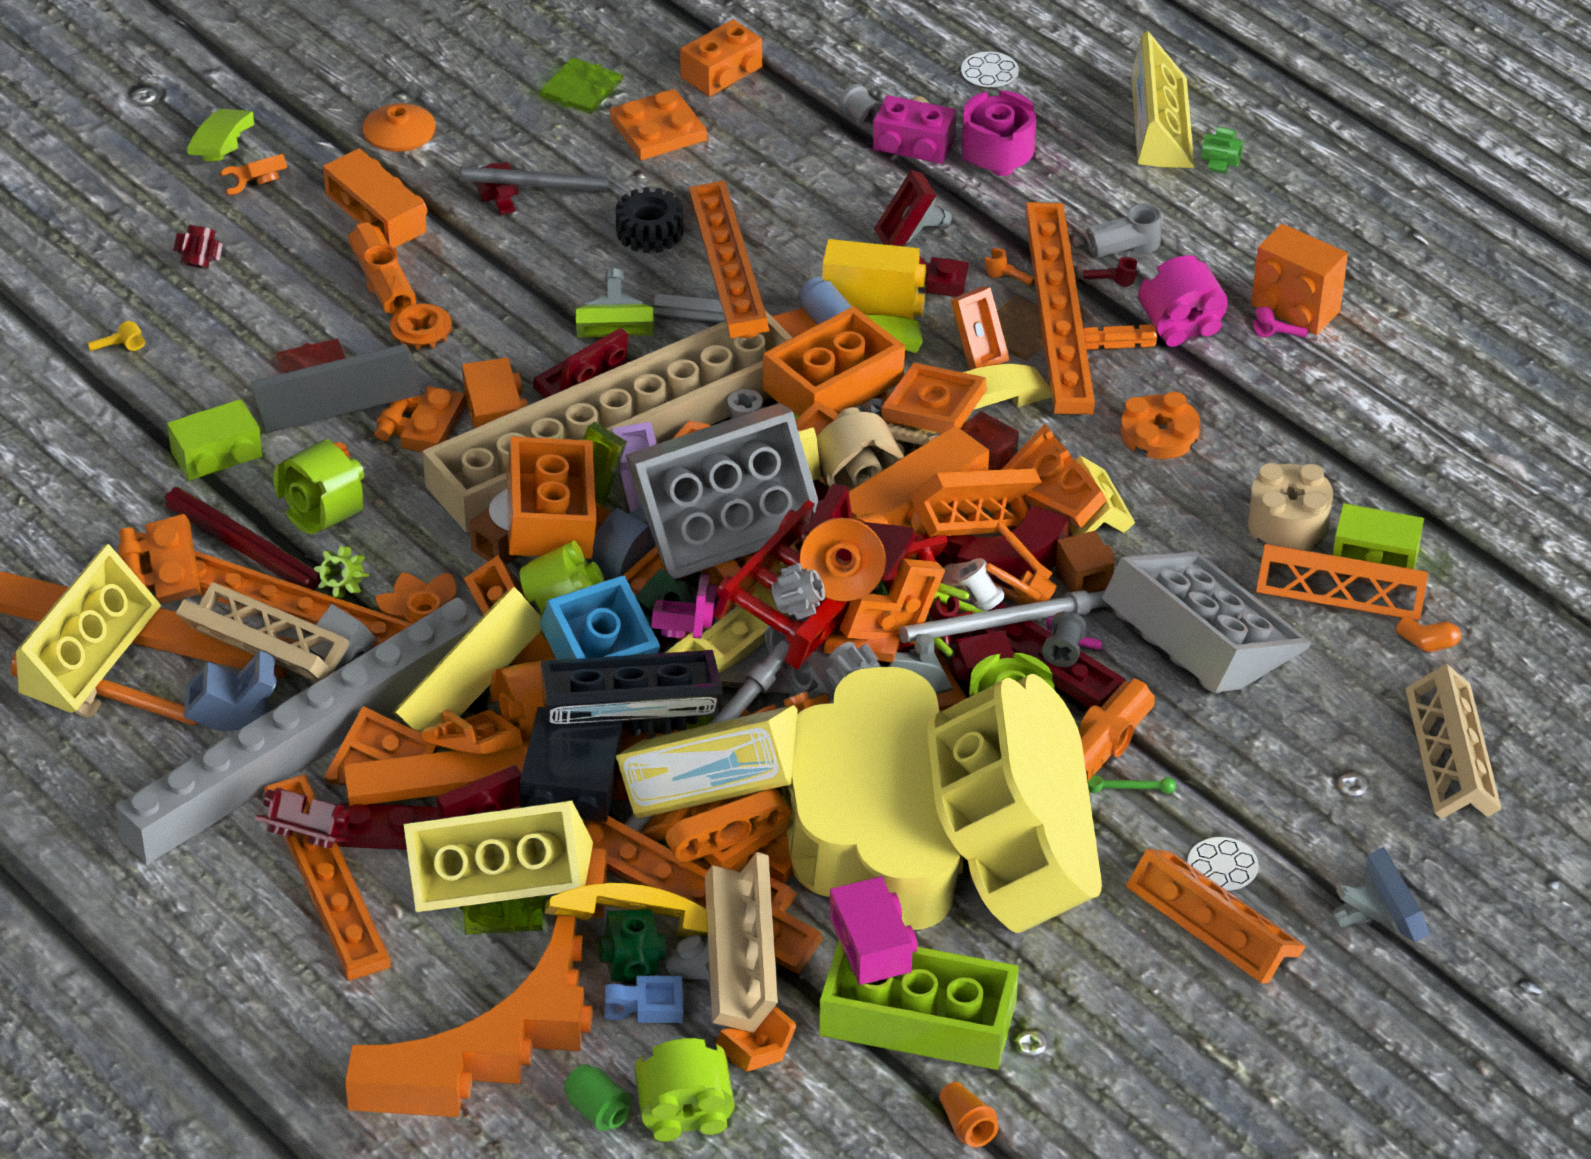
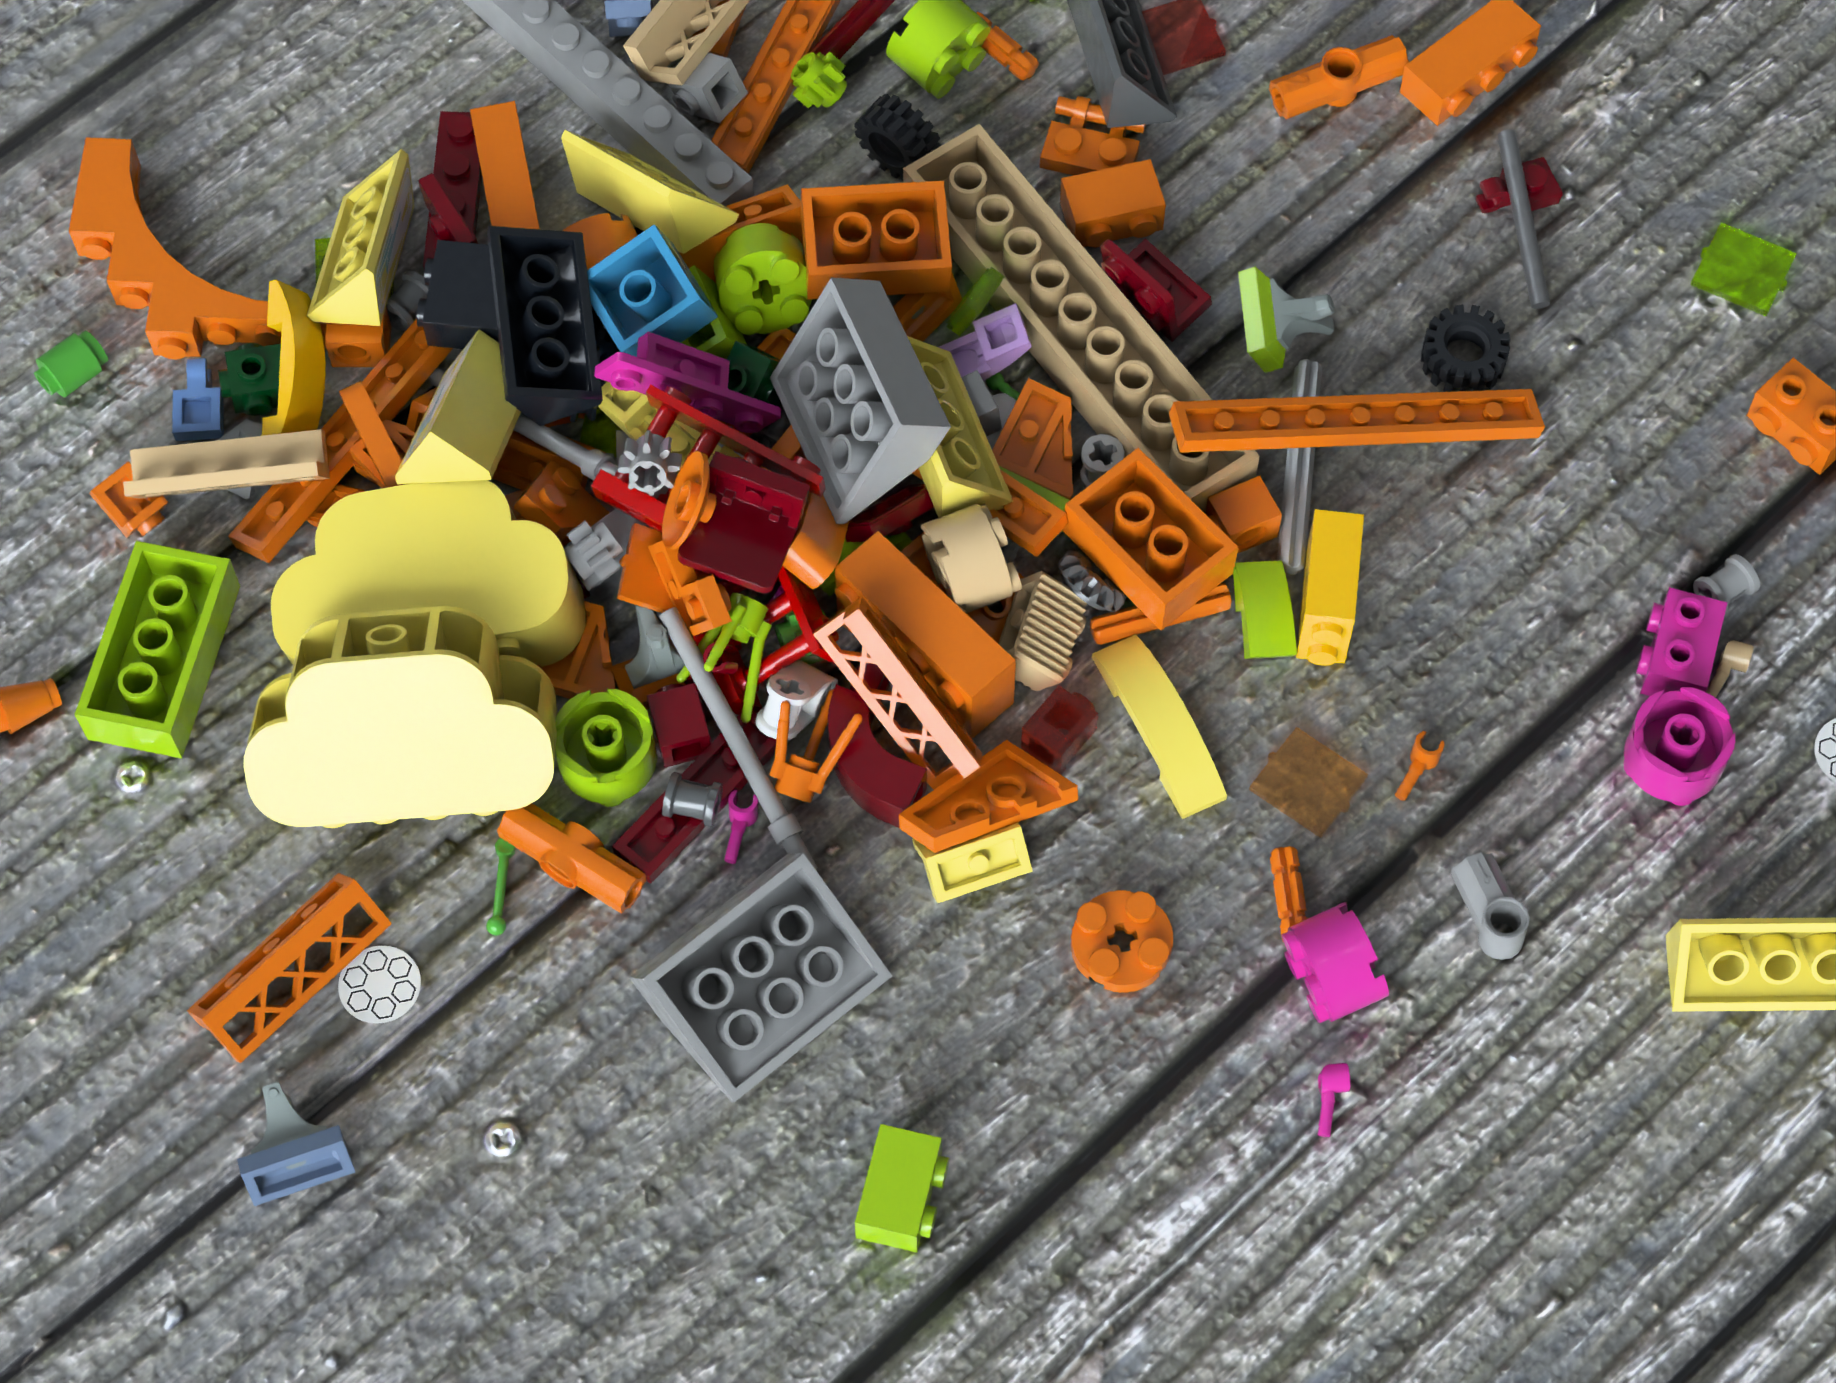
camera: 90 degrees right, 20 degrees up
(288, 815) = (434, 72): hinge -> none
(335, 897) = (393, 114): orange tile -> none
(373, 739) = (543, 142): orange wing -> none
(398, 127) = (1631, 94): orange dish -> none
(415, 598) = (799, 159): orange plate -> none
(418, 514) = (895, 134): none -> black tyre
(421, 316) = (1241, 113): orange gear -> none
(475, 734) = (551, 201): orange slope -> none
(658, 124) = (1670, 355): orange plate -> none
(684, 1089) = (52, 431): lime brick -> none
(821, 300) = (1274, 532): sand blue brick -> none
(872, 930) = (204, 576): dark pink brick -> none
(910, 212) = (1490, 637): dark red piece -> none
(933, 398) = (1109, 656): orange plate -> none
(945, 276) = (1394, 686): dark red plate -> none
(979, 328) = (1266, 708): orange piece -> none
(1059, 309) = (1338, 820): orange plate -> none
(1084, 562) = (849, 837): dark orange brick -> none
(1123, 275) = (1422, 891): dark red hand -> none
(1222, 149) = (1684, 1035): bright green gear -> none
(1290, 505) = (946, 1052): tan brick -> none
(1299, 278) = (1386, 1109): orange brick -> none
(1342, 567) = (843, 1140): orange fence -> none
(1429, 637) = (735, 1244): orange arm -> none
(1461, 734) = (546, 1261): tan fence -> none

